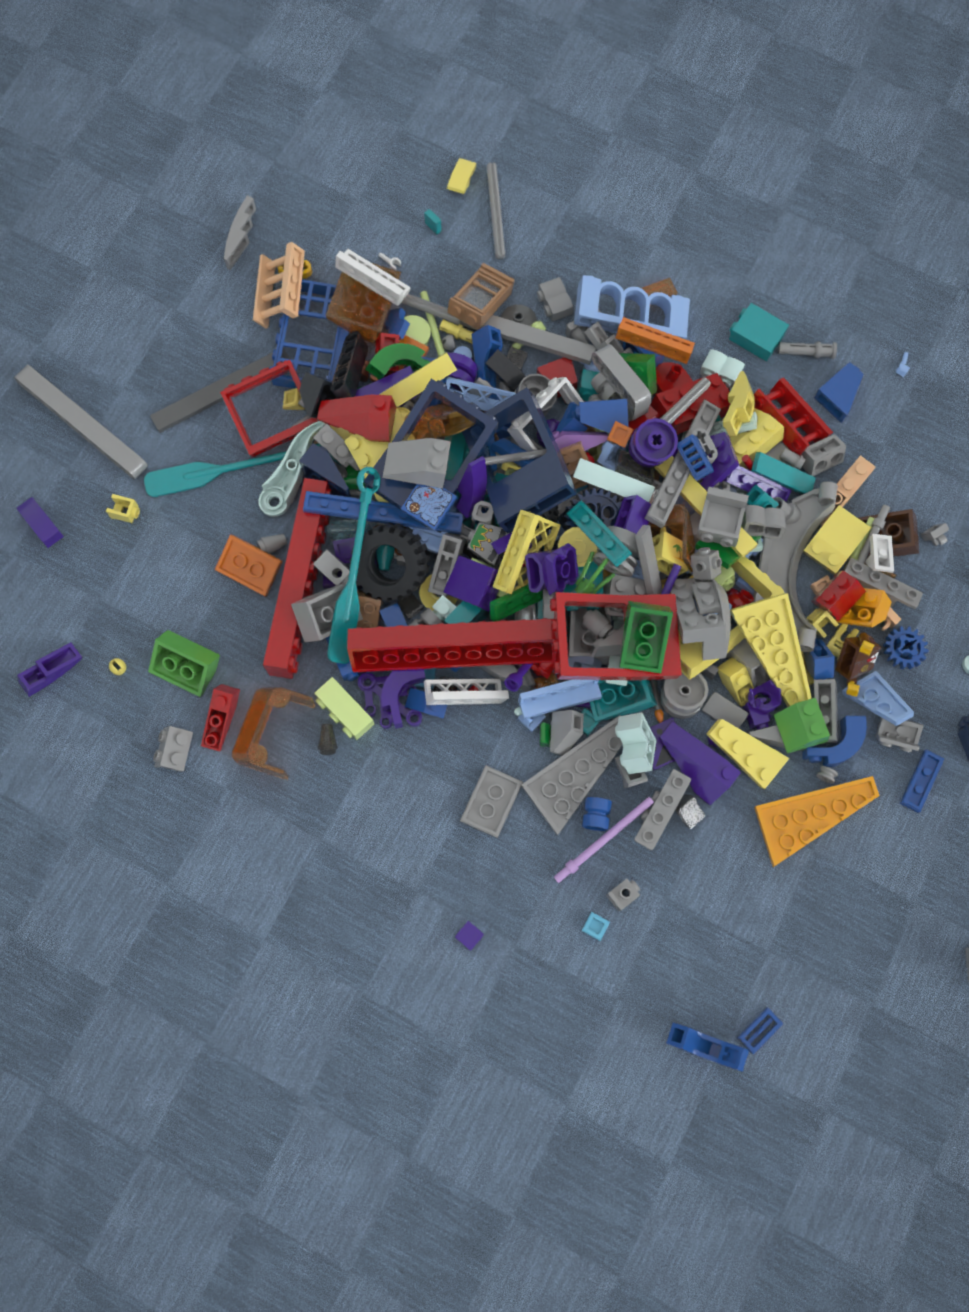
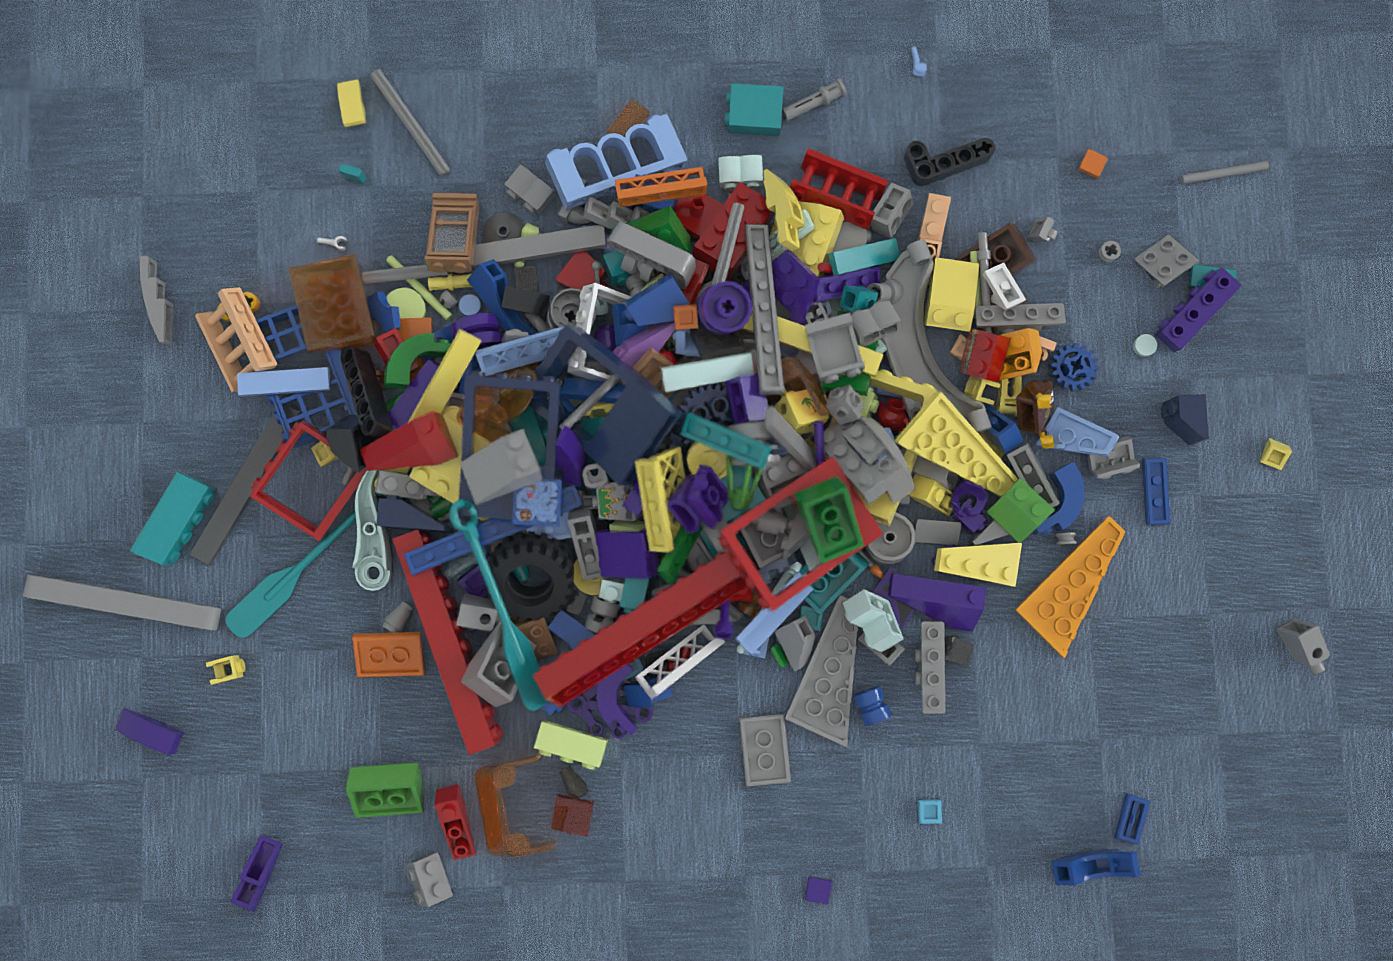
camera: 25 degrees left, 10 degrees up
(121, 663) = (323, 826): light yellow hinge -> none
(155, 382) = (174, 519): none -> teal slope
(294, 330) = (283, 381): none -> light blue tile
(312, 762) = (572, 815): none -> clear red piece
(371, 276) = (328, 283): white fence -> none
(560, 405) = (601, 306): none -> hinge
(572, 865) = (876, 767): lavender bar -> none
(616, 897) = (931, 770): light grey brick -> none
(685, 443) = (770, 306): blue slope -> none
(706, 443) = (777, 276): light grey beam -> none
(792, 458) = (864, 233): light grey pin -> none
(840, 391) = (872, 129): blue slope -> none
(914, 449) = (950, 158): none -> black beam

